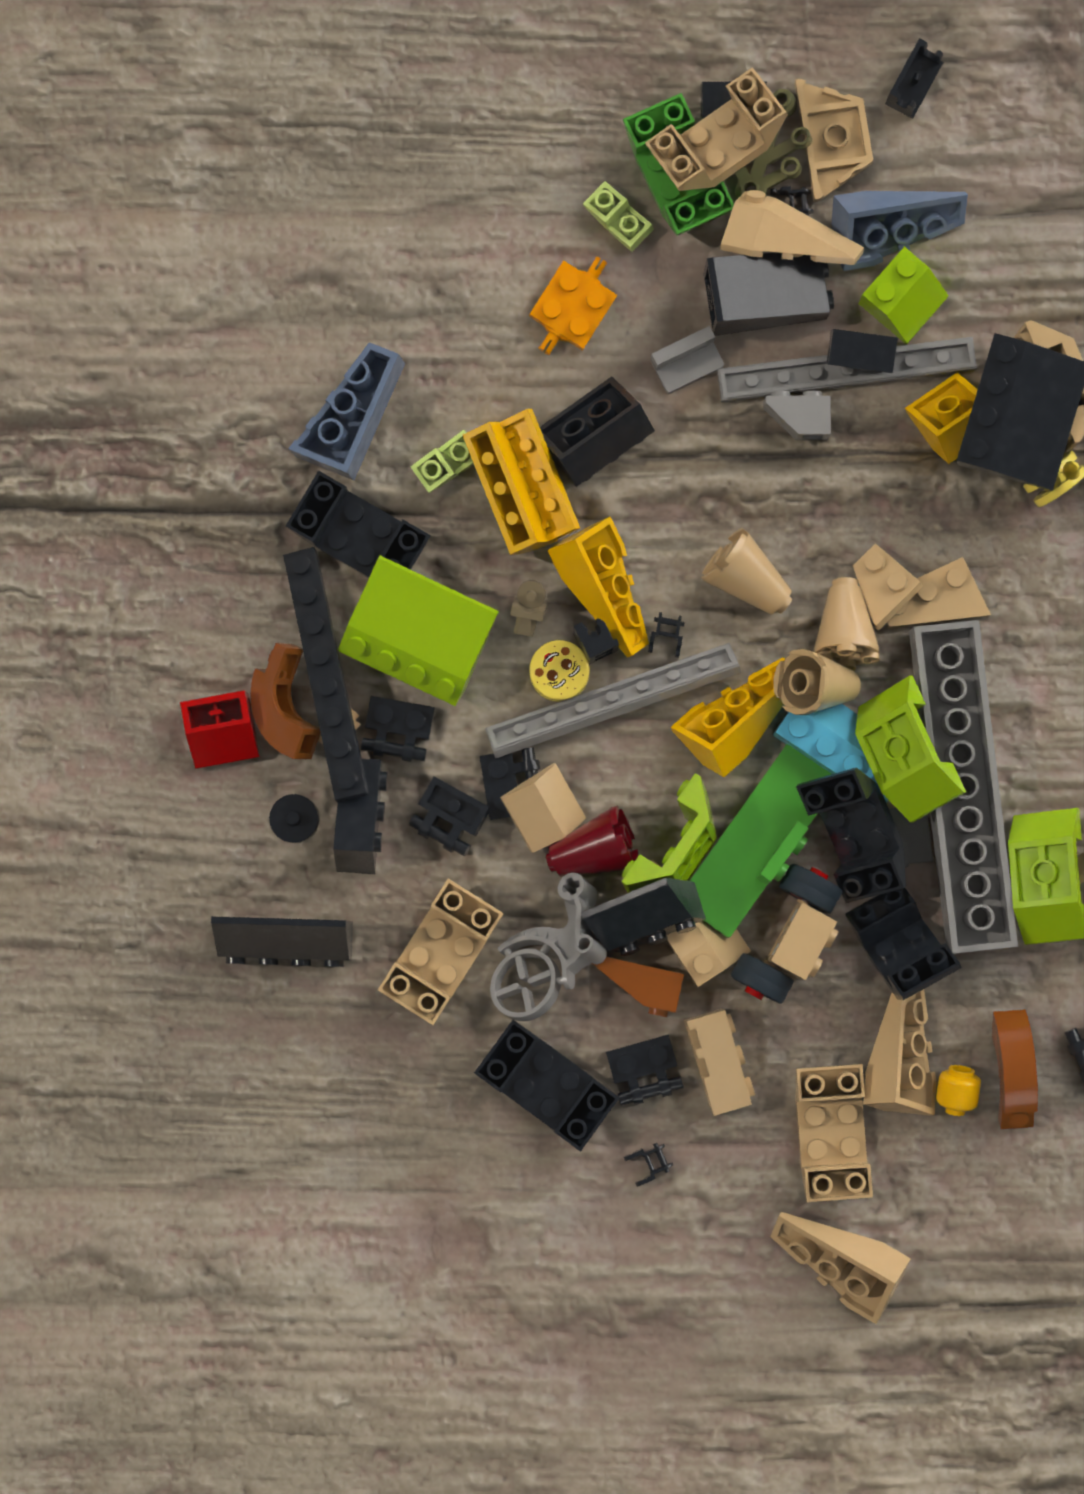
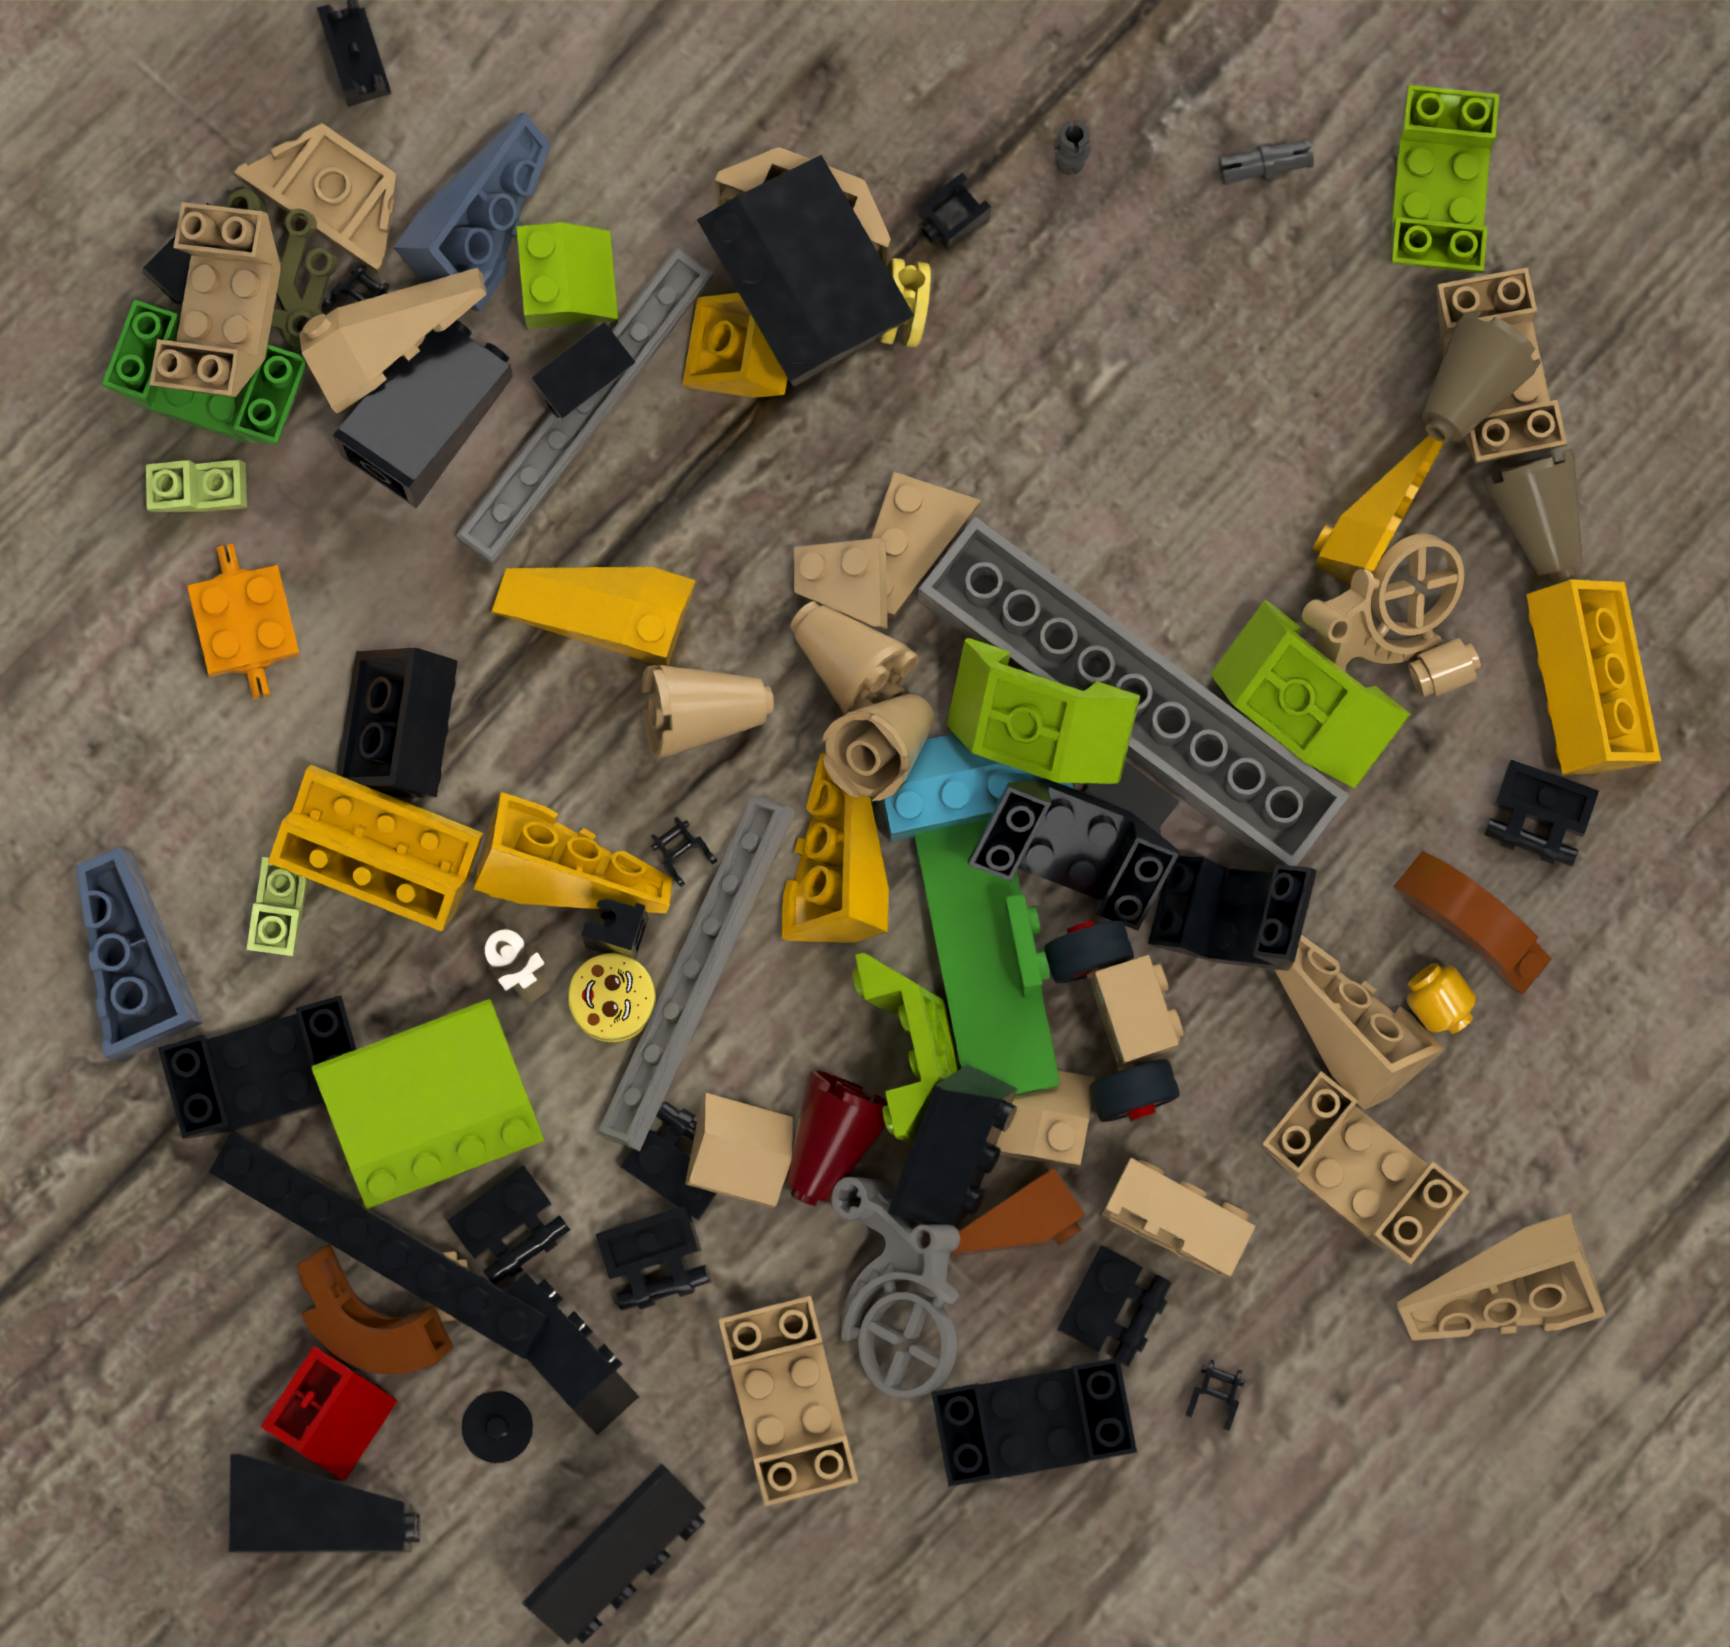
camera: 50 degrees left, 5 degrees down
(160, 765) = (302, 1513): none -> black slope
(687, 360) = (416, 558): light grey panel -> none
(756, 481) = (608, 607): none -> yellow wedge
(801, 416) = (588, 496): light grey slope -> none

